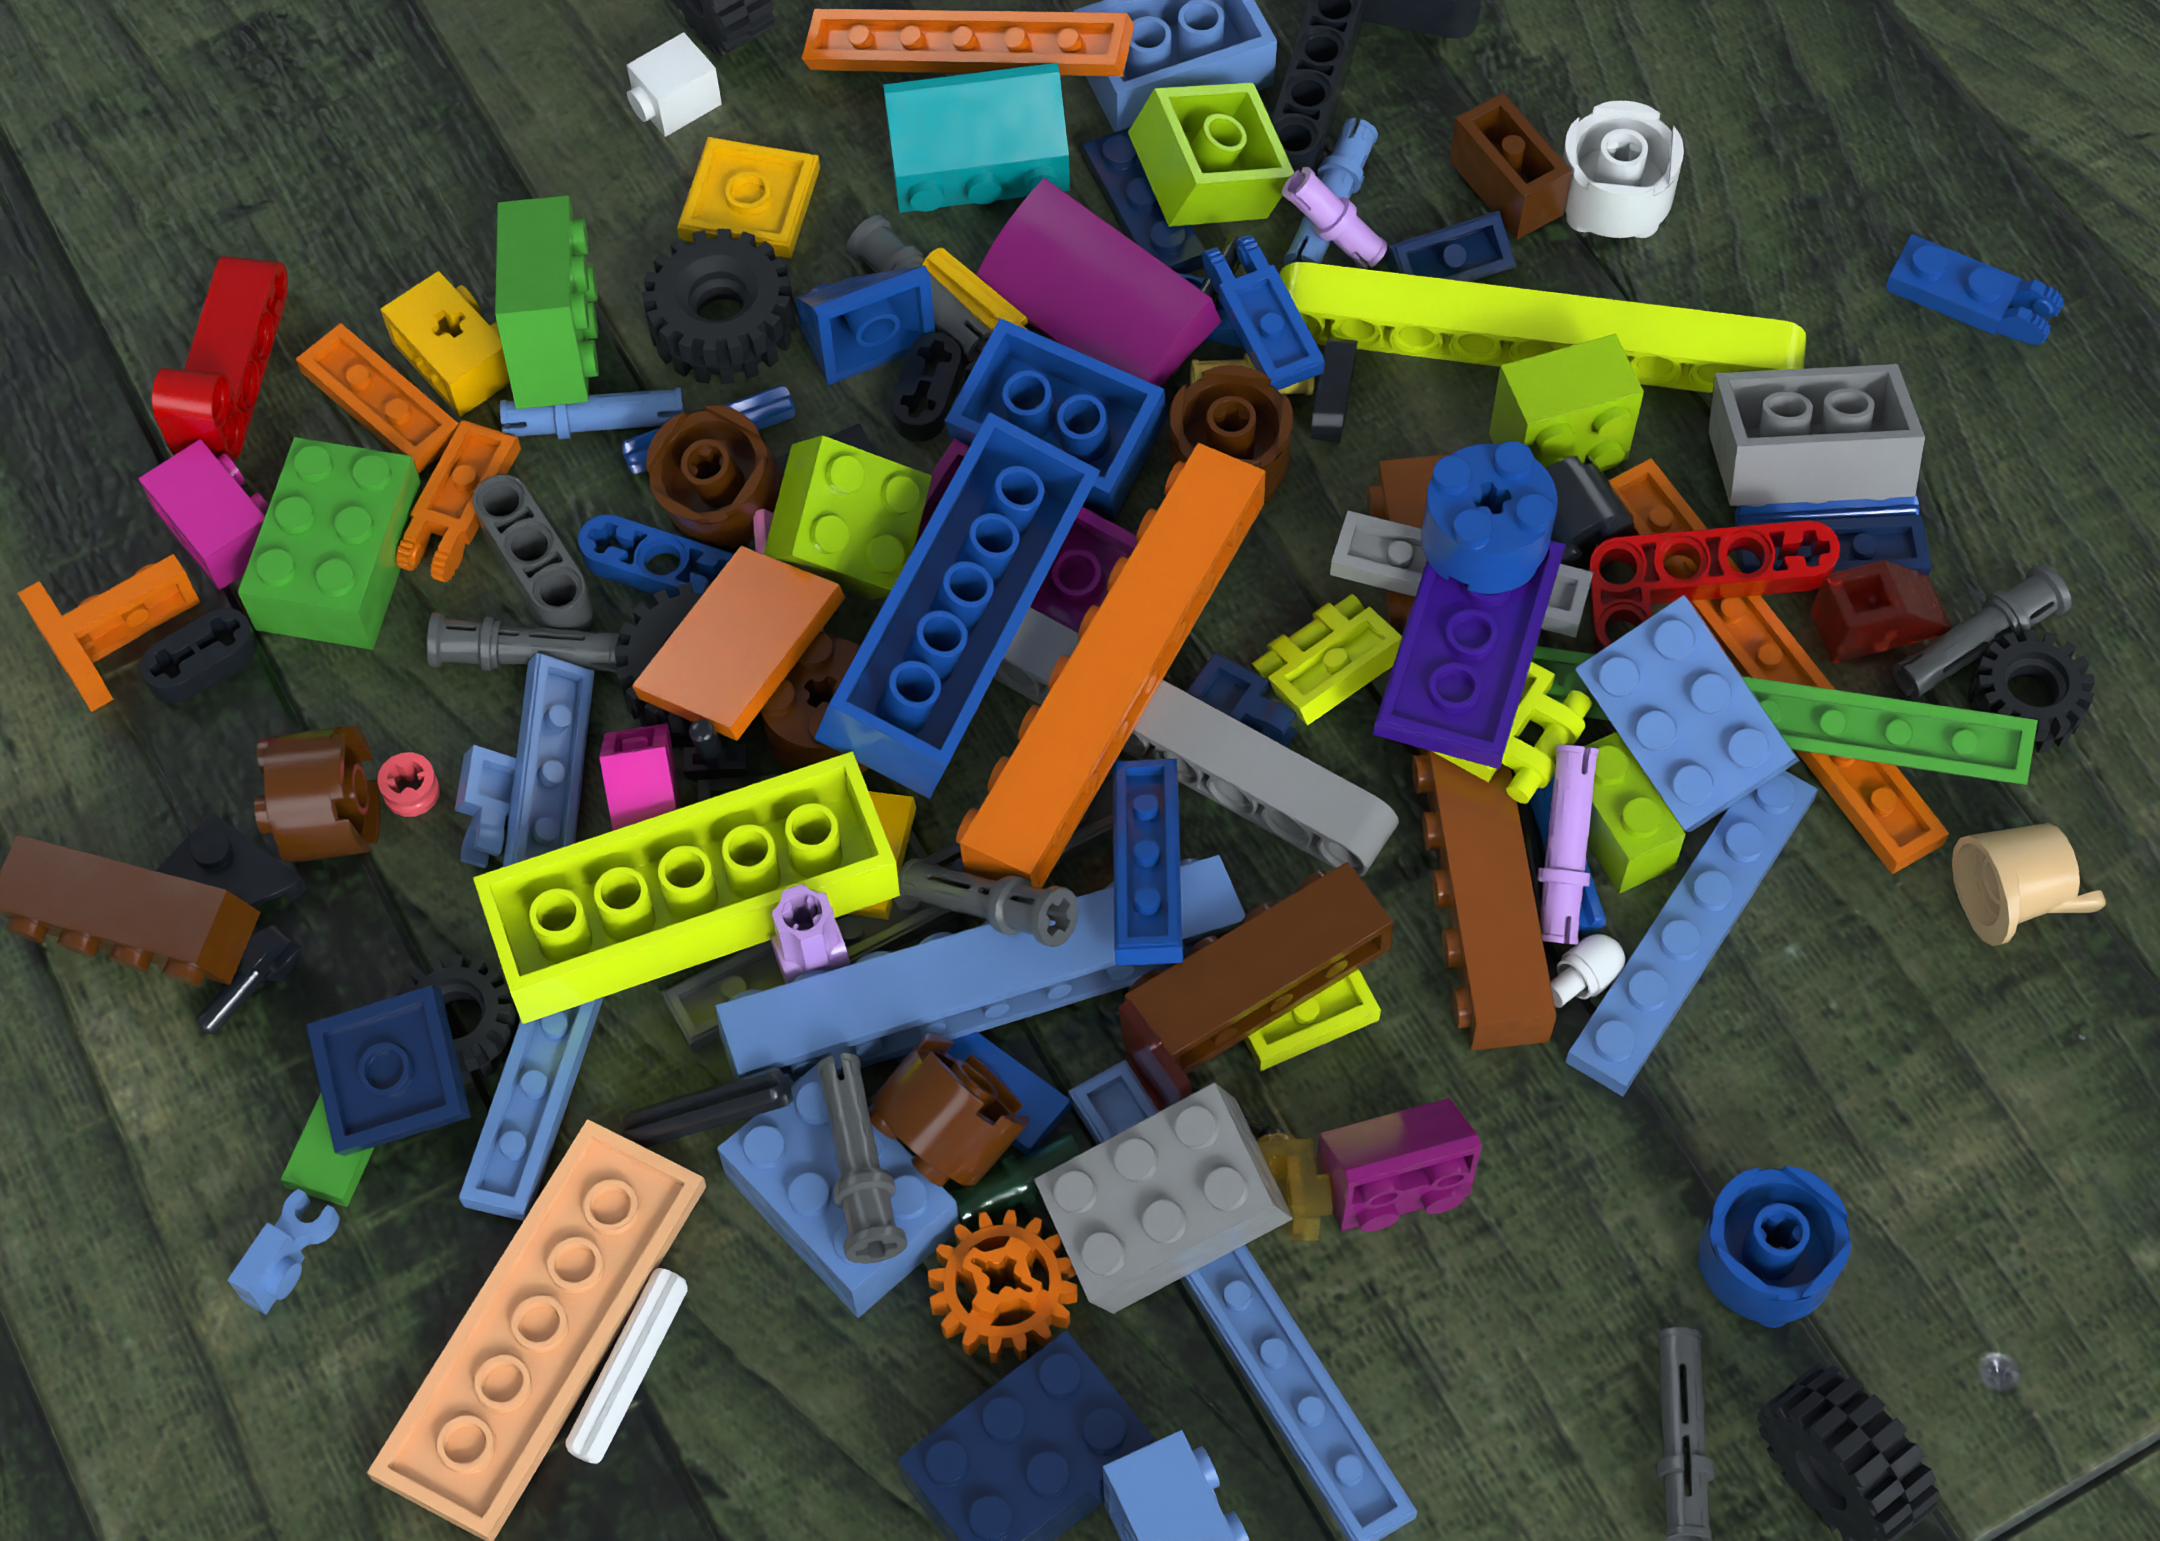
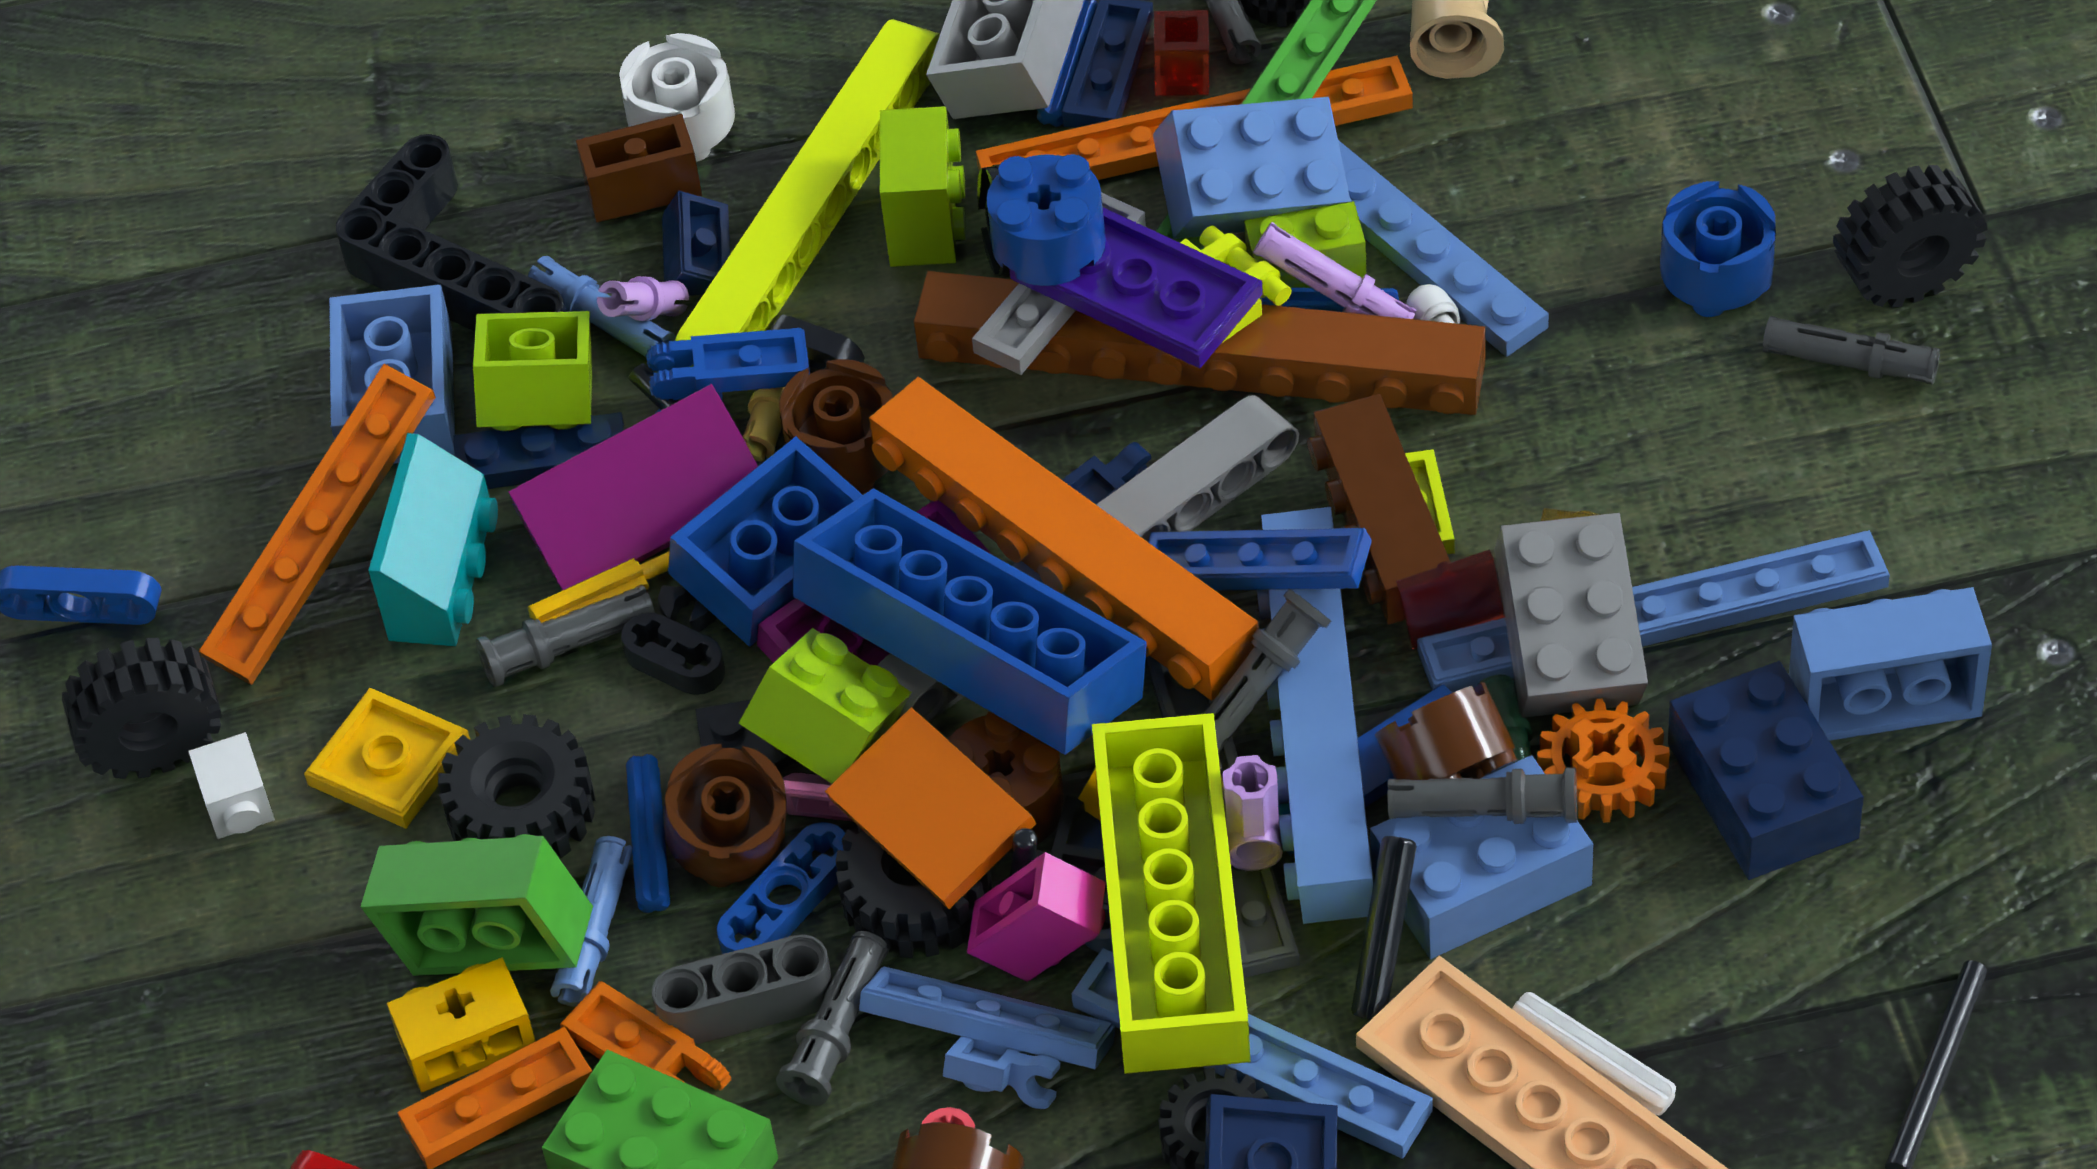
camera: 70 degrees left, 10 degrees down
(866, 320) = (588, 673): blue slope -> none
(1329, 657) = (1103, 400): neon yellow plate -> none
(1399, 1165) = (1579, 451): magenta slope -> none
(1715, 576) = (1116, 122): red beam -> none

